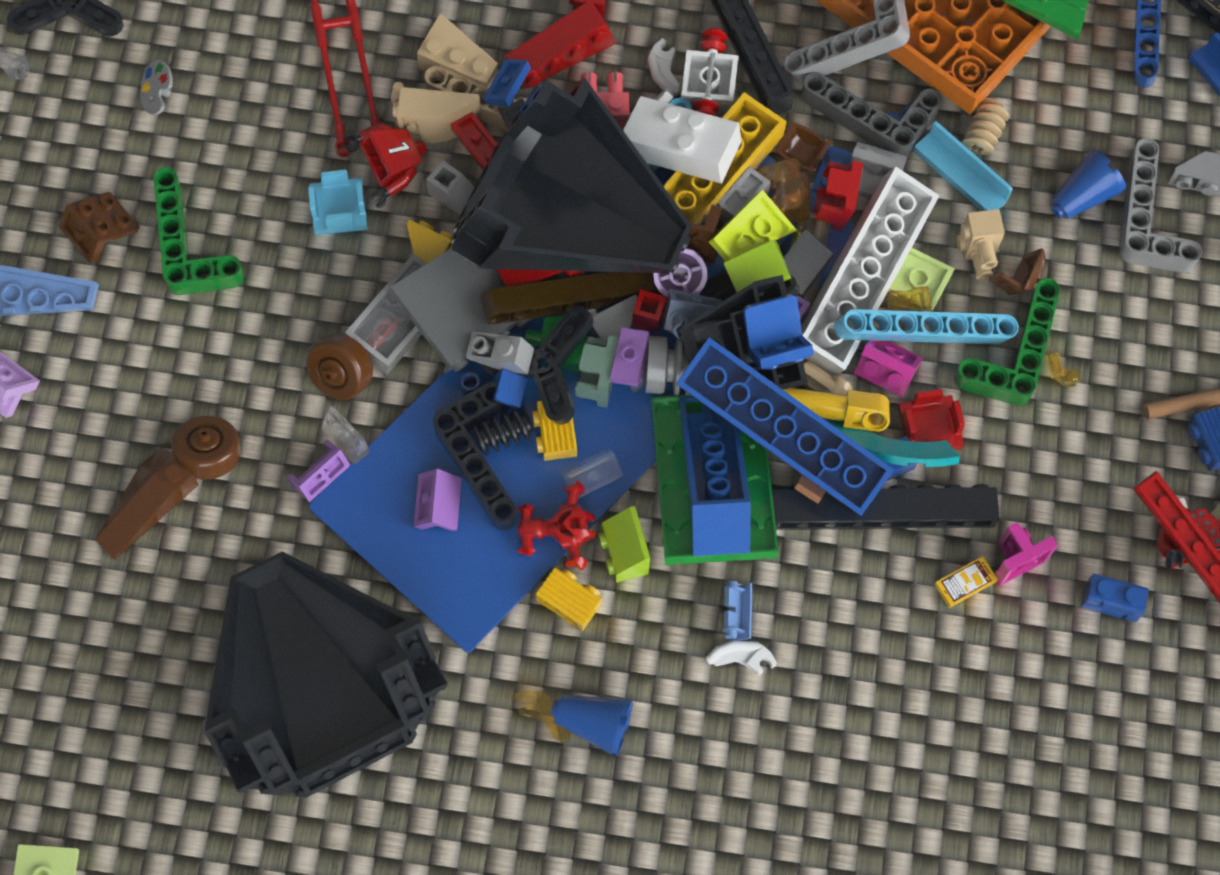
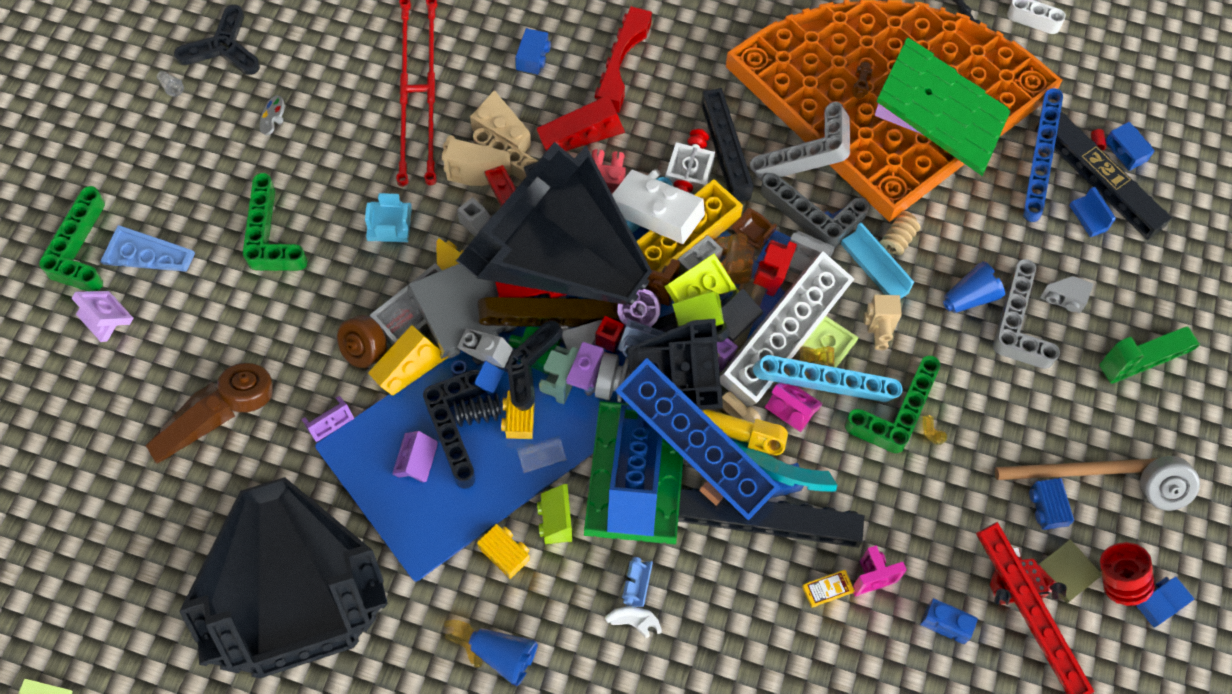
camera: 10 degrees right, 5 degrees down
(95, 222) = (203, 206): reddish brown bracket -> none
(344, 436) = (354, 395): clear slope -> none
(390, 156) = (435, 190): red torso -> none
(401, 384) = (406, 361): none -> yellow wedge
(507, 82) = (533, 147): blue plate -> none
(567, 526) = (512, 492): red piece -> none
(660, 67) = (655, 154): white piece -> none
(775, 332) = (702, 363): blue bracket -> none
(933, 418) = (822, 452): red panel -> none
(1026, 275) = (916, 350): reddish brown piece -> none

